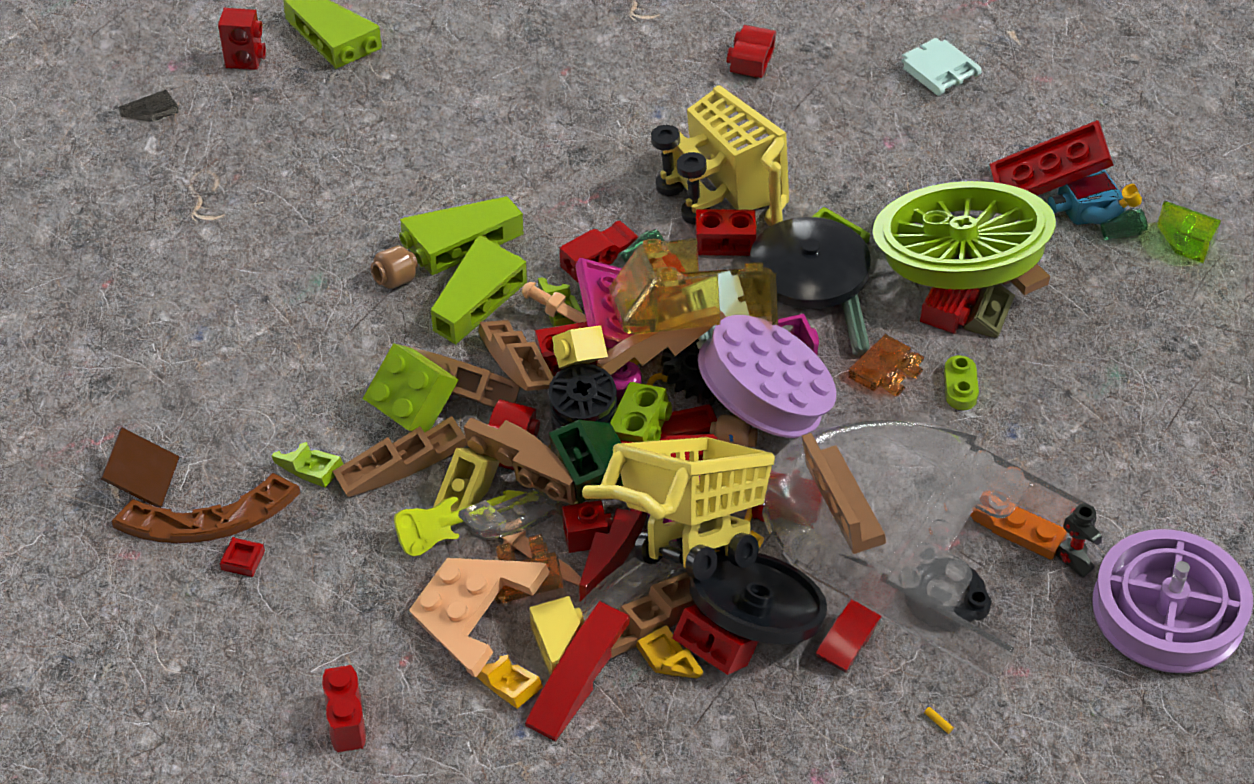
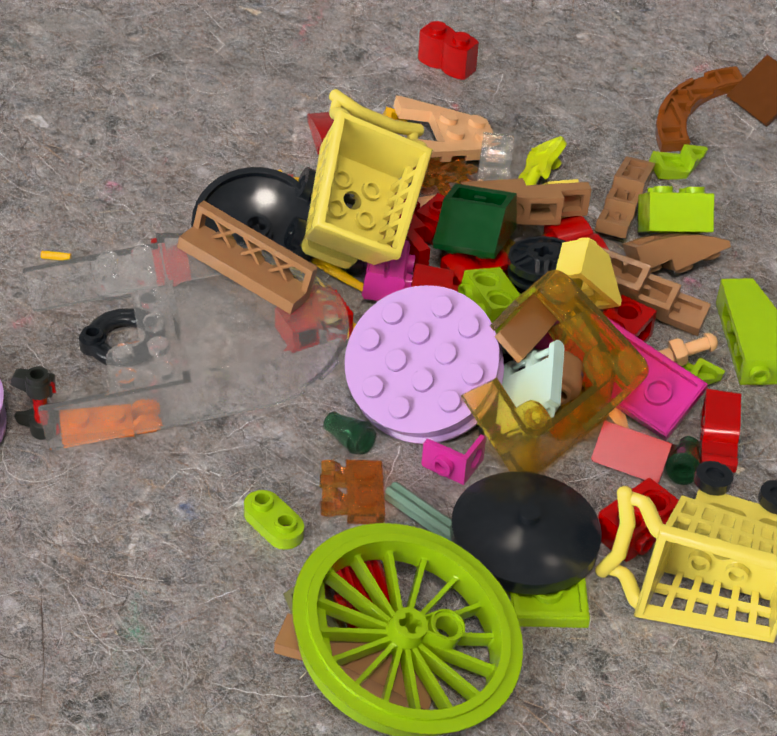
camera: 135 degrees right, 5 degrees down
(242, 557) = (633, 96): red tile -> none
(850, 399) = (352, 433): none -> clear green cone

